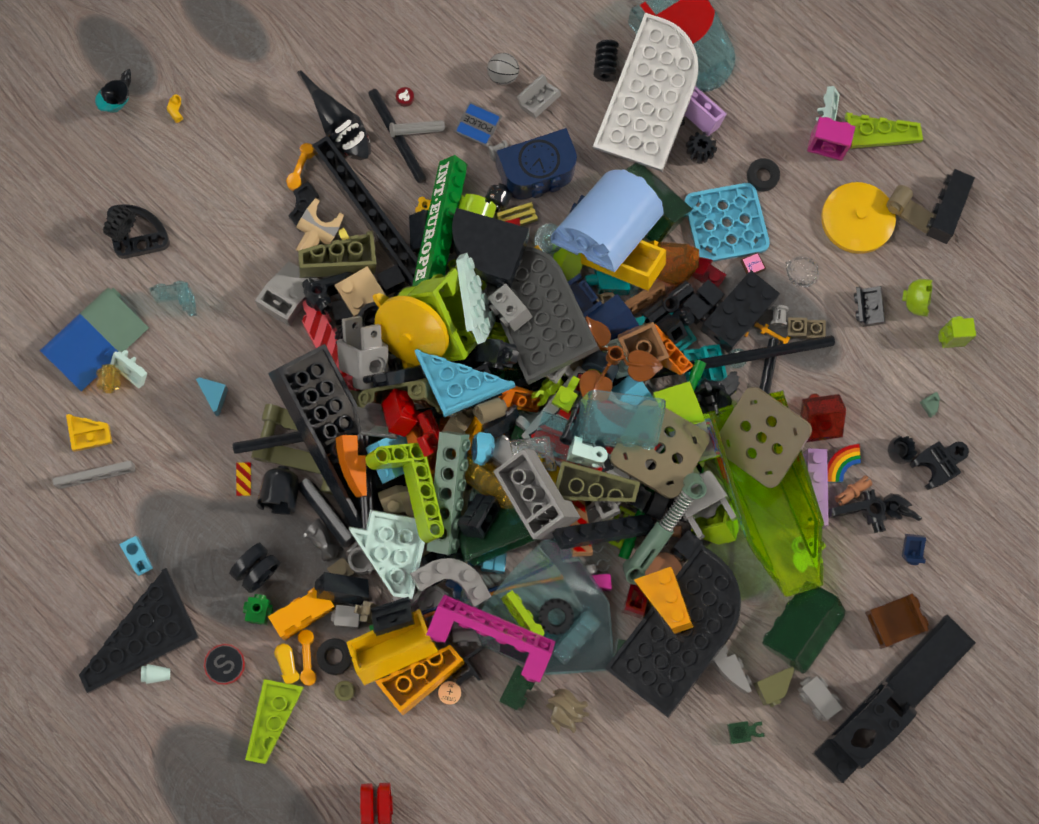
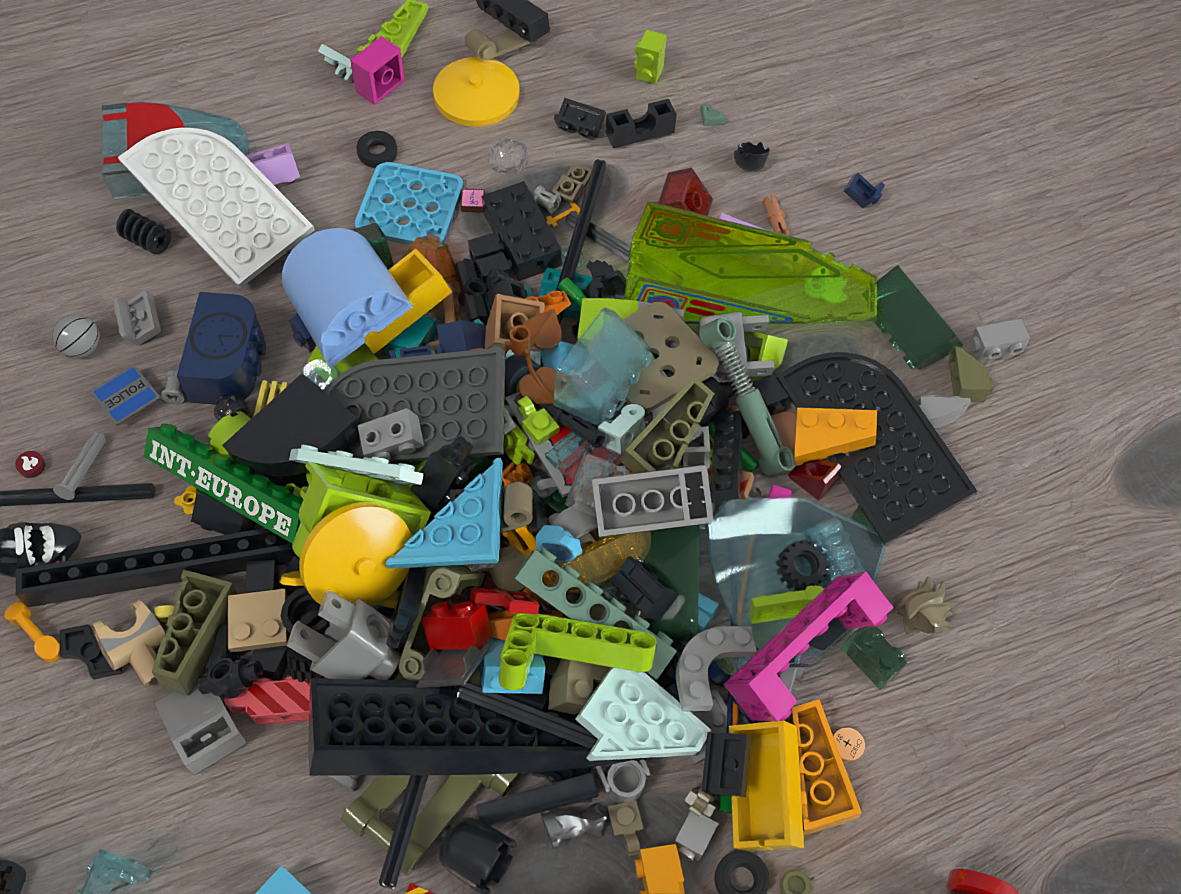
camera: 60 degrees left, 15 degrees down
(342, 588) = (655, 821): black brick -> none
(352, 464) = (499, 718): orange slope -> none
(469, 670) = (828, 702): black bracket -> none
(703, 142) = (308, 188): black gear -> none
(707, 271) = (457, 242): dark red slope -> none
(742, 732) = (1010, 432): clear green plate -> none
(782, 433) = (694, 227): dark tan piece -> none
(842, 461) = (735, 206): tile -> none
(876, 520) = (803, 209): black piece -> none
(894, 363) = (656, 122): none -> black arch
(897, 620) = (934, 237): reddish brown panel -> none
(898, 505) = (807, 185): black piece -> none
(905, 688) = (1051, 289): black piece -> none
(918, 297) = (594, 72): lime cylinder -> none
(941, 462) = (780, 129): black piece -> none

